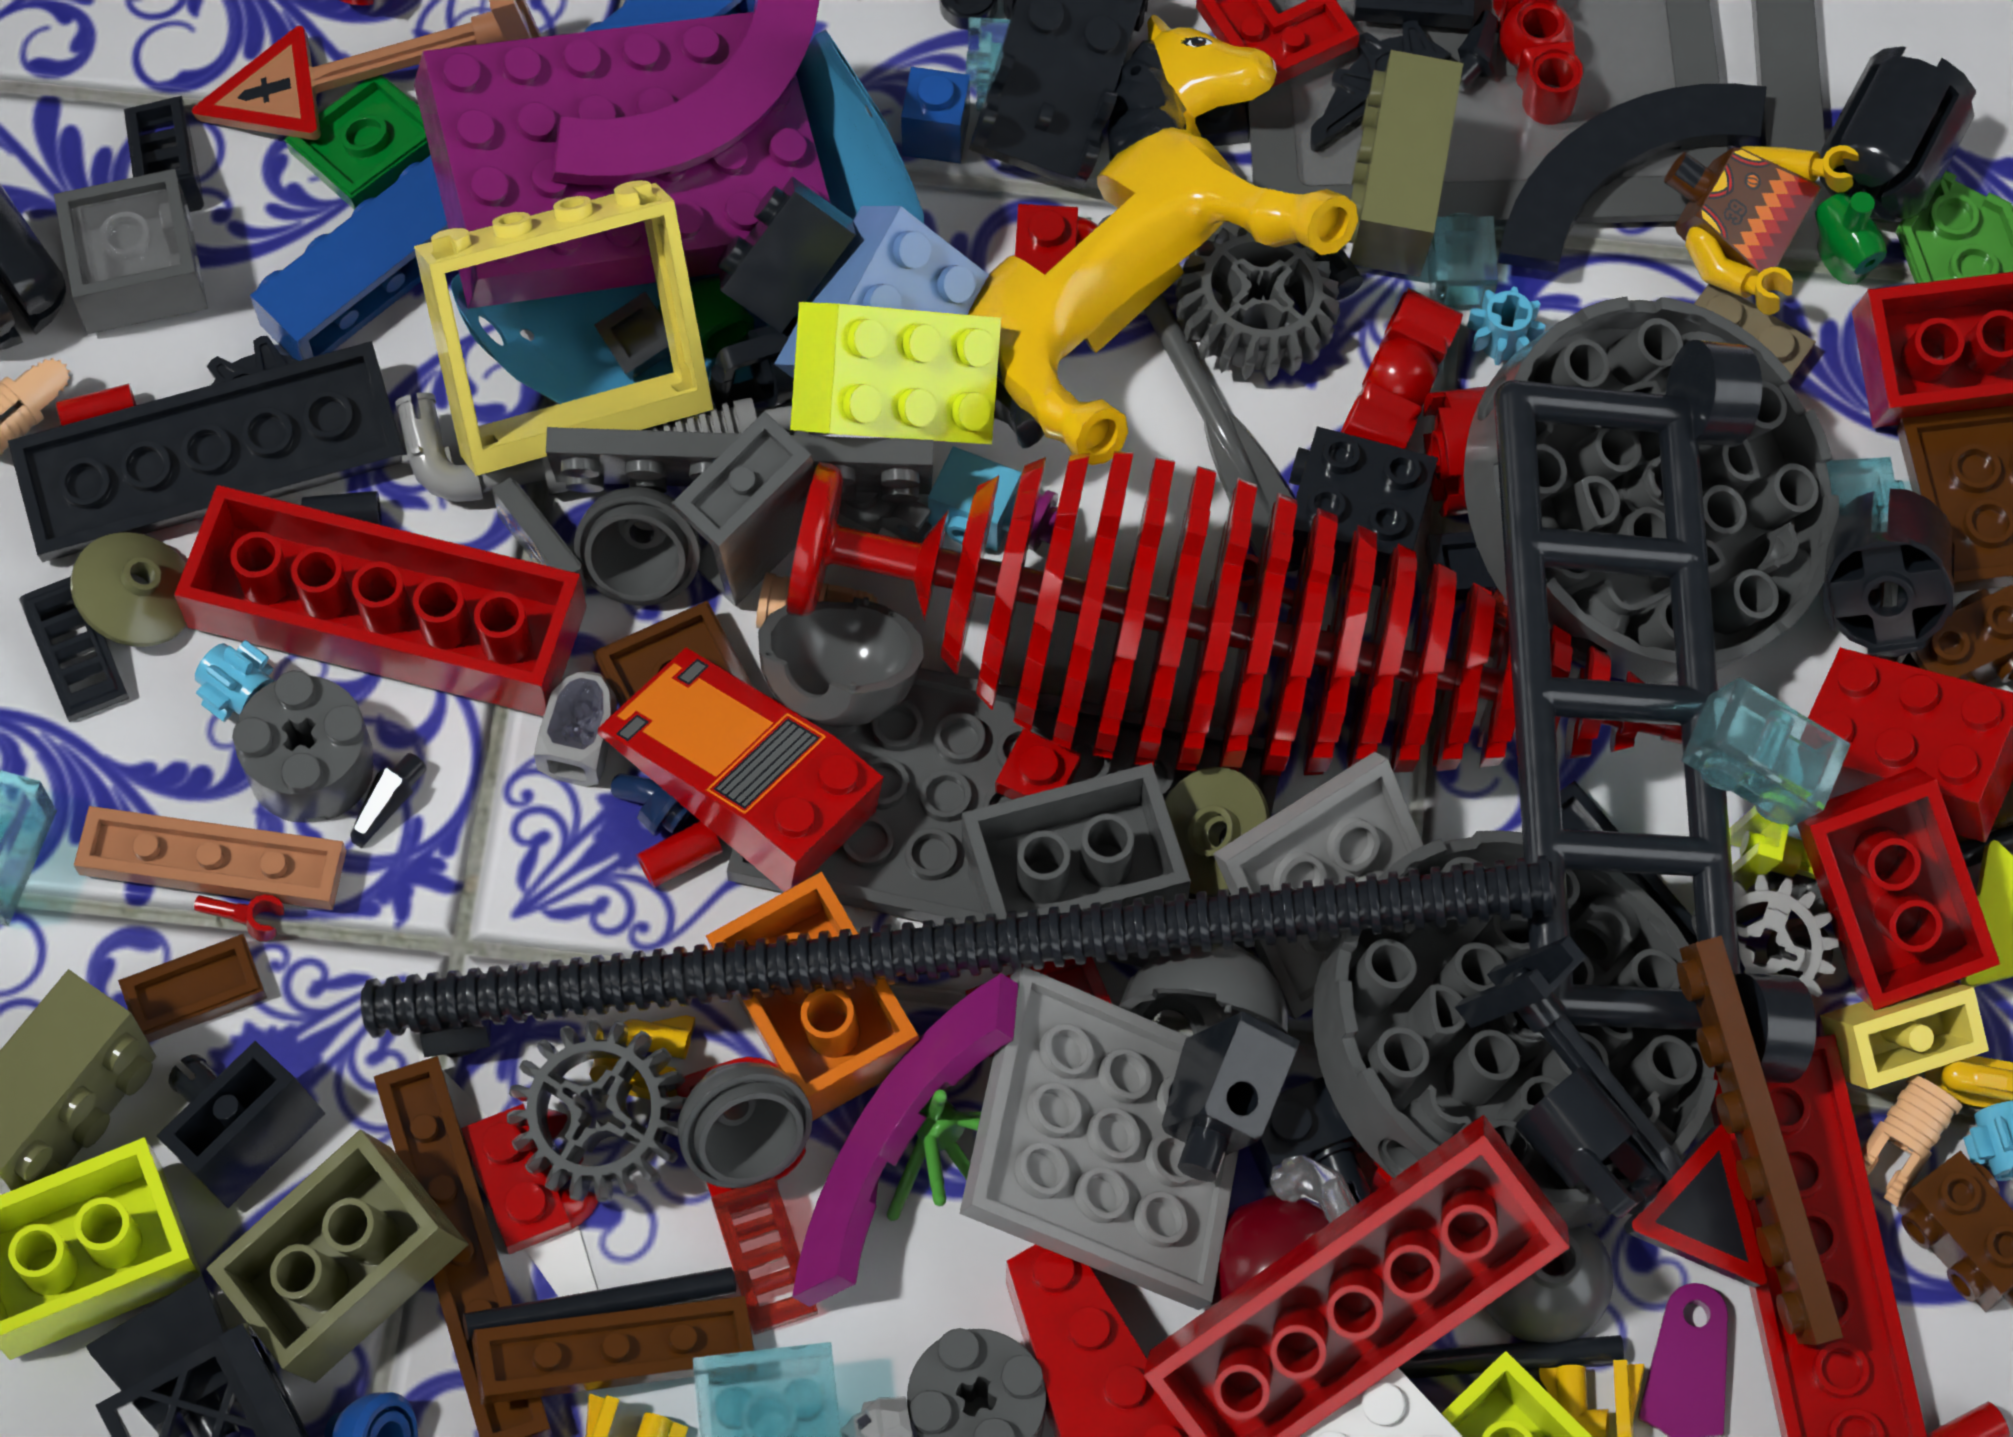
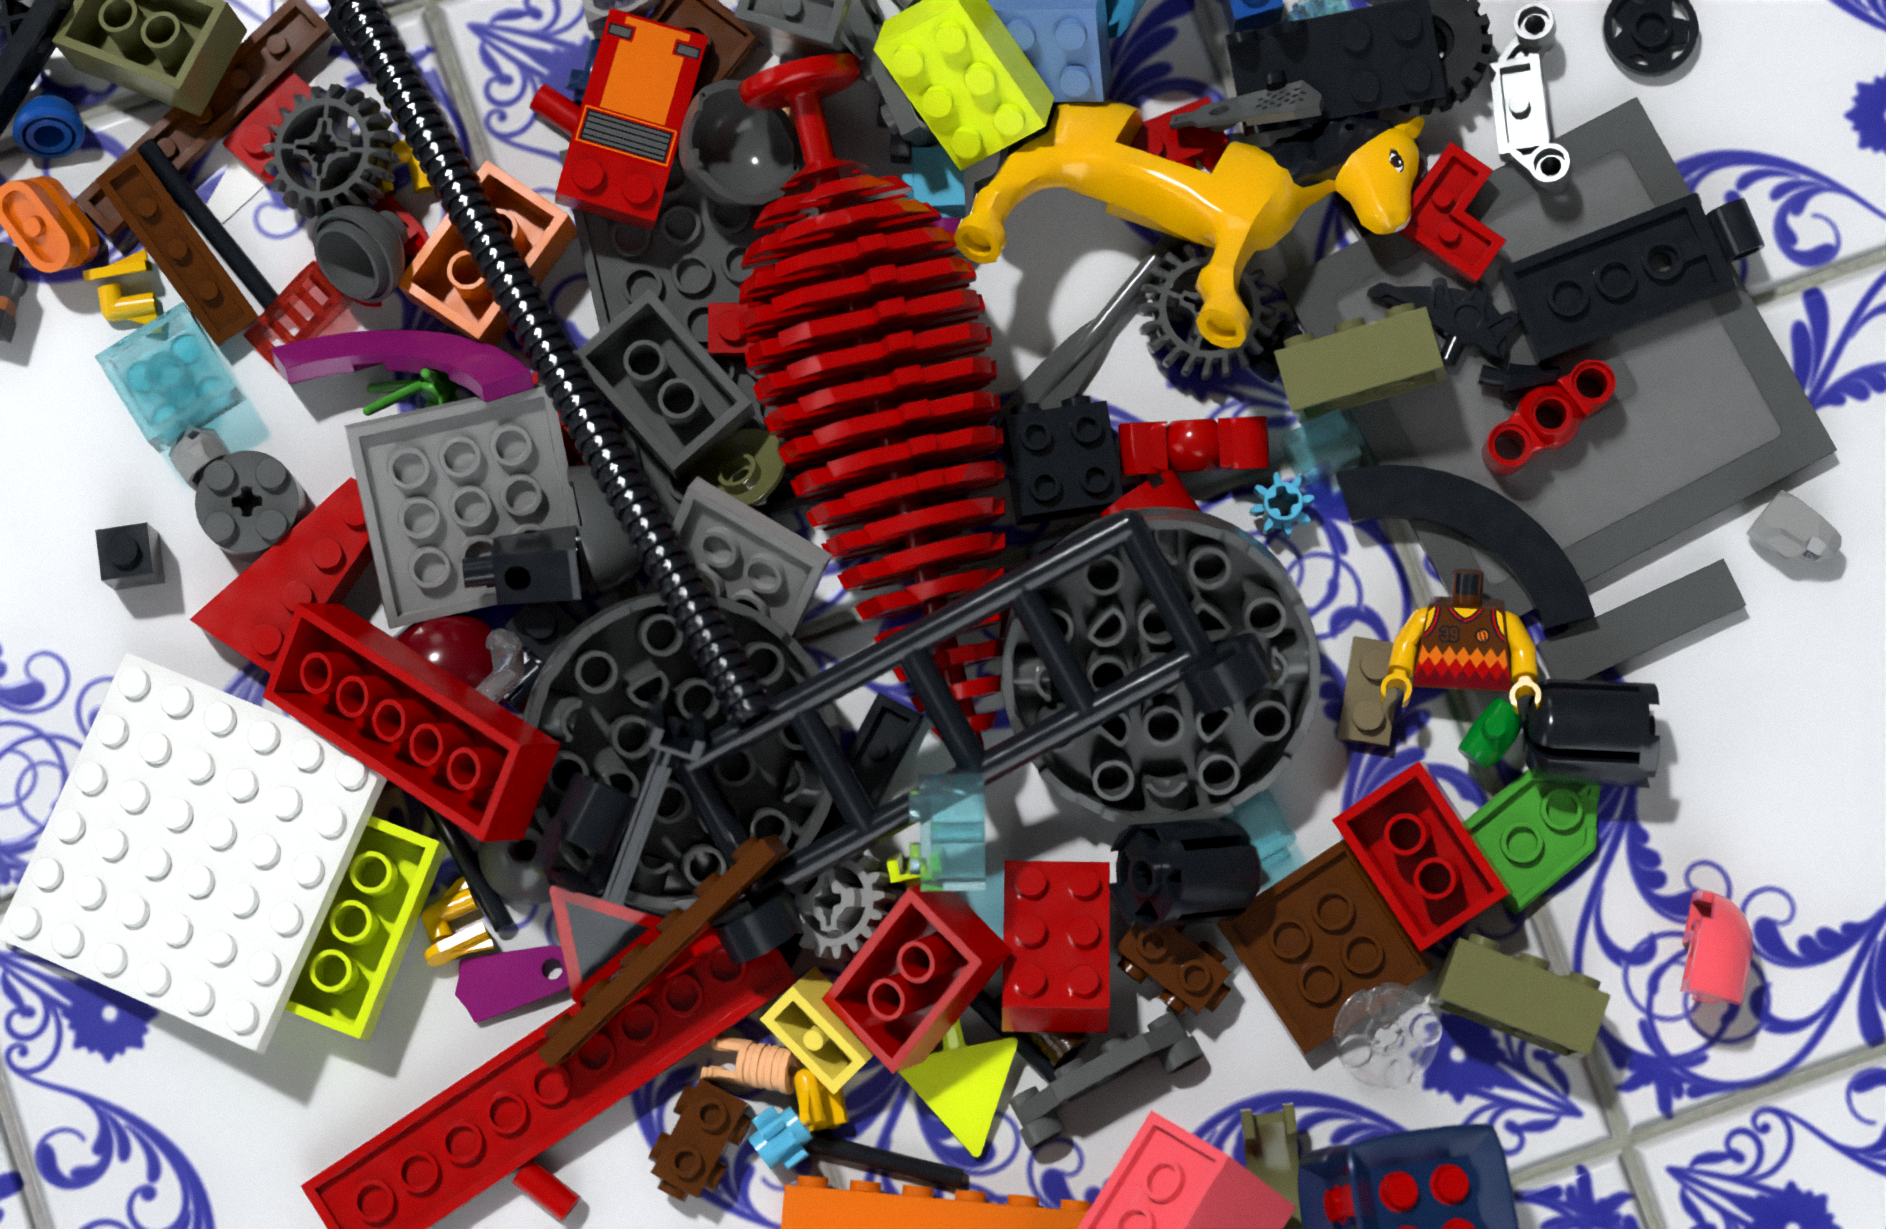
camera: 70 degrees right, 15 degrees up
(1072, 136) = (1266, 106): none -> dark grey piece

